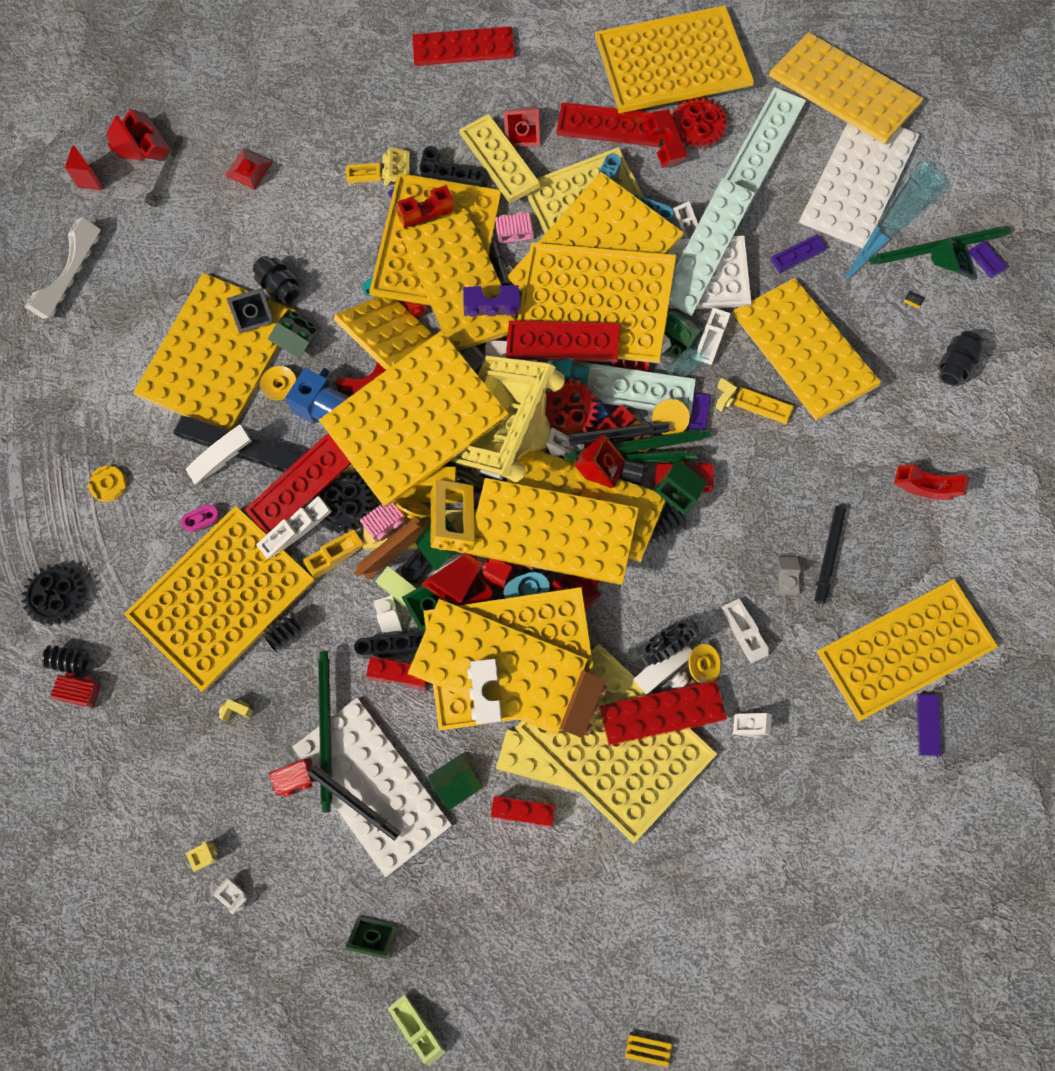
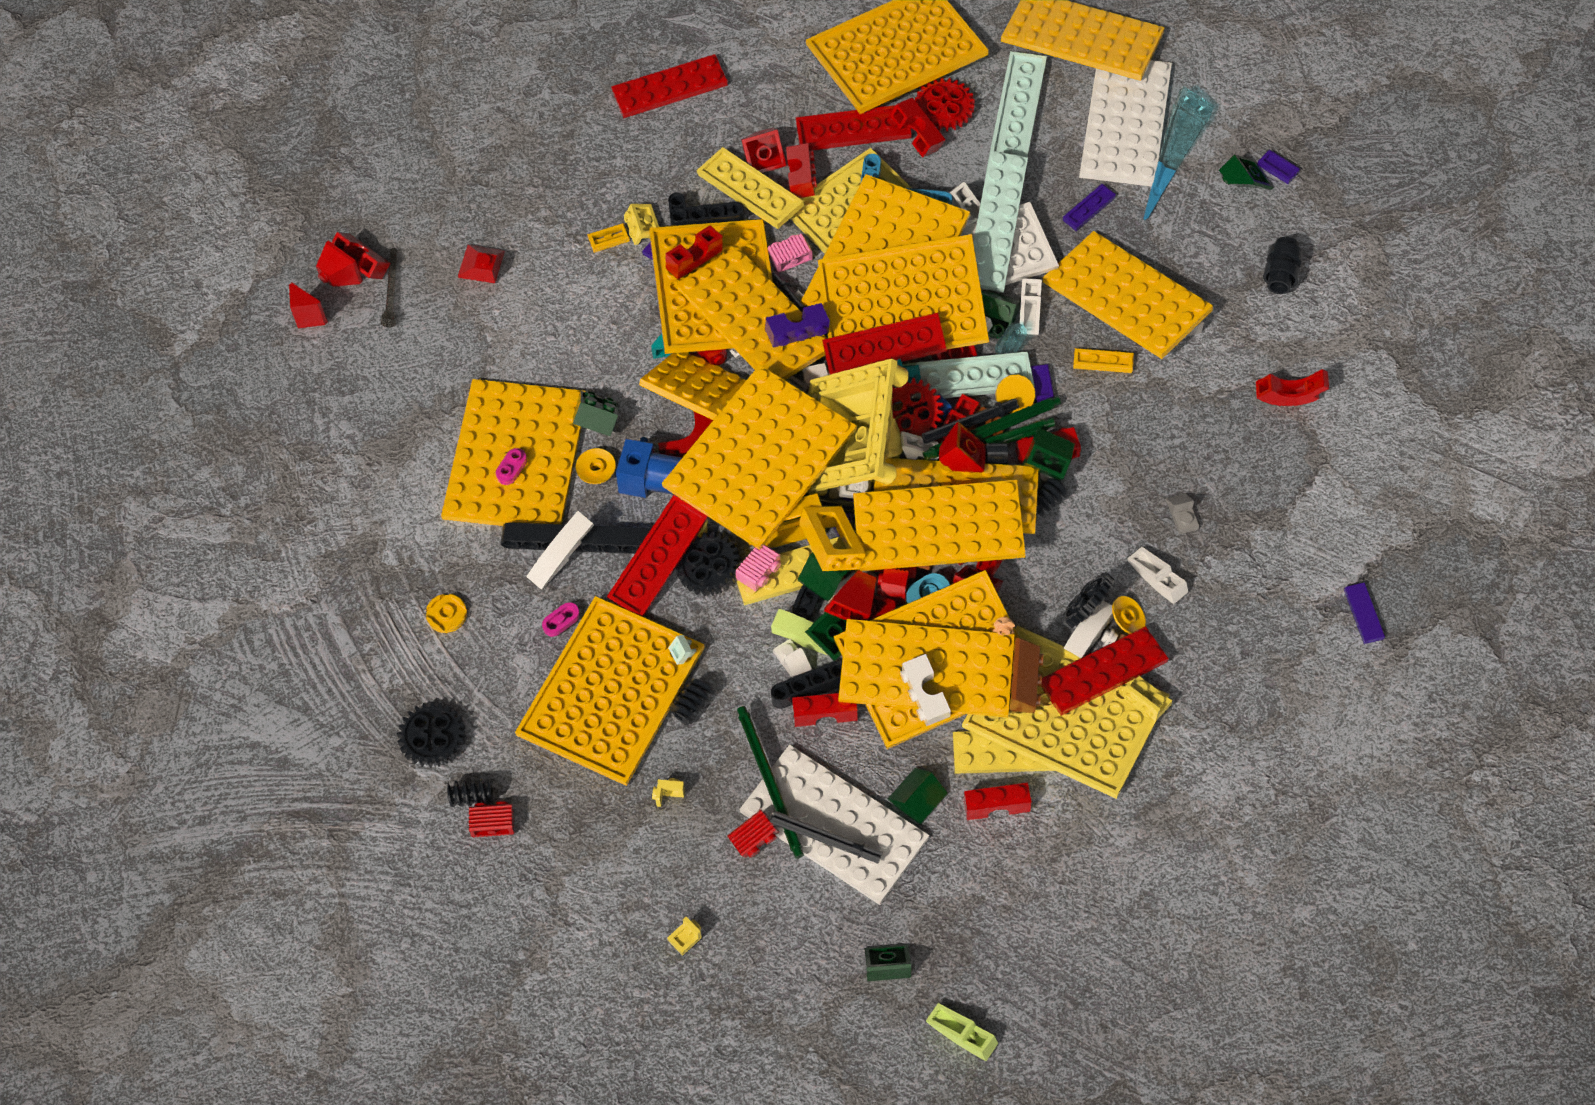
camera: 20 degrees left, 10 degrees down
(81, 238) = (327, 378): white arch -> none
(206, 364) = (511, 464): none -> dark pink plate
(230, 895) = (728, 964): white bracket -> none
(250, 310) = (542, 400): black slope -> none
(276, 280) = (553, 362): black piece -> none
(288, 580) = (681, 649): none -> light aqua tile
(294, 528) = (667, 599): white slope -> none
(332, 554) = (714, 615): yellow slope -> none
(390, 549) = (775, 591): dark orange fence -> none
(412, 508) = (784, 549): yellow dish -> none
(546, 163) = (801, 170): none -> red arch
(579, 648) = (1004, 625): none -> light nougat plate
(666, 1054) = (1191, 974): yellow tile -> none
(694, 753) = (1146, 698): none -> light yellow bracket
(727, 397) = (1064, 354): light yellow bracket -> none
(752, 724) = (1195, 658): white slope -> none
(823, 583) = (1219, 508): black axle -> none
(906, 650) = (1320, 549): yellow plate -> none
(914, 299) = (1219, 222): black sticker -> none
(921, 249) = (1213, 171): dark green piece -> none

